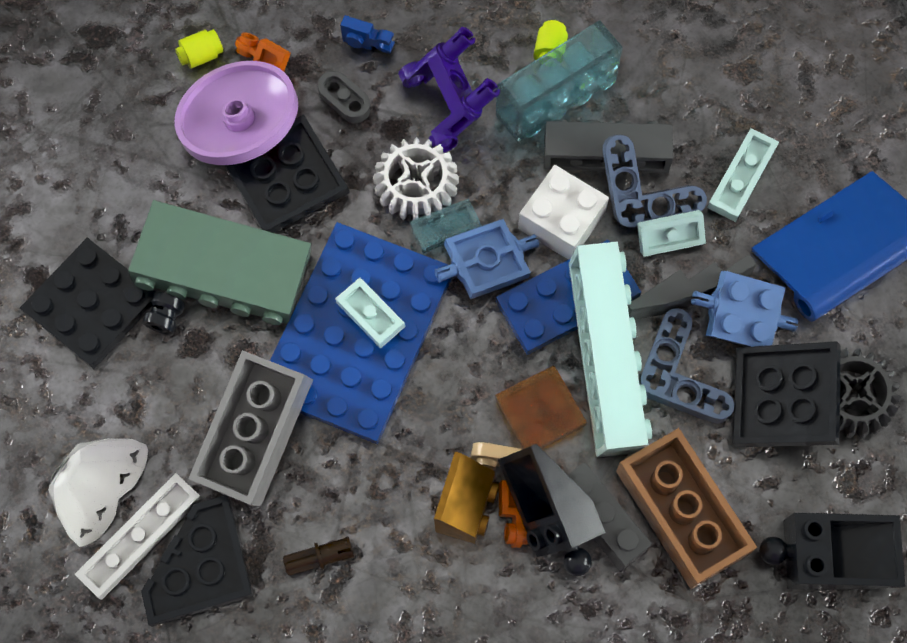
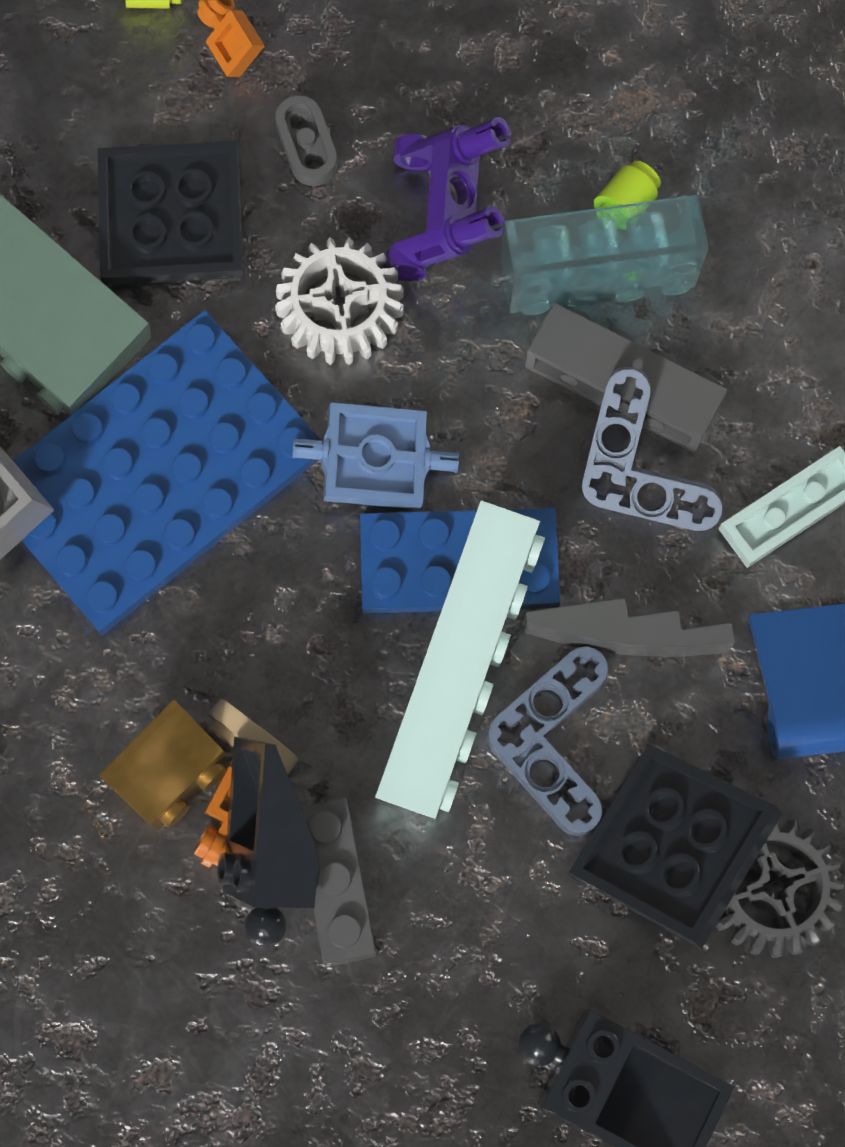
camera: 25 degrees right, 5 degrees up
(236, 112) = (147, 97): lavender dish -> none
(362, 34) = (374, 63): blue plate -> none
(370, 312) = (175, 455): light aqua plate -> none
(450, 221) = (344, 381): clear light blue plate -> none
(540, 409) = (335, 697): clear orange plate -> none
(562, 212) = (511, 441): white brick -> none
(671, 233) = (646, 541): light aqua plate -> none
(685, 508) = (450, 927): medium nougat brick -> none
(744, 310) = (684, 699): medium blue plate -> none

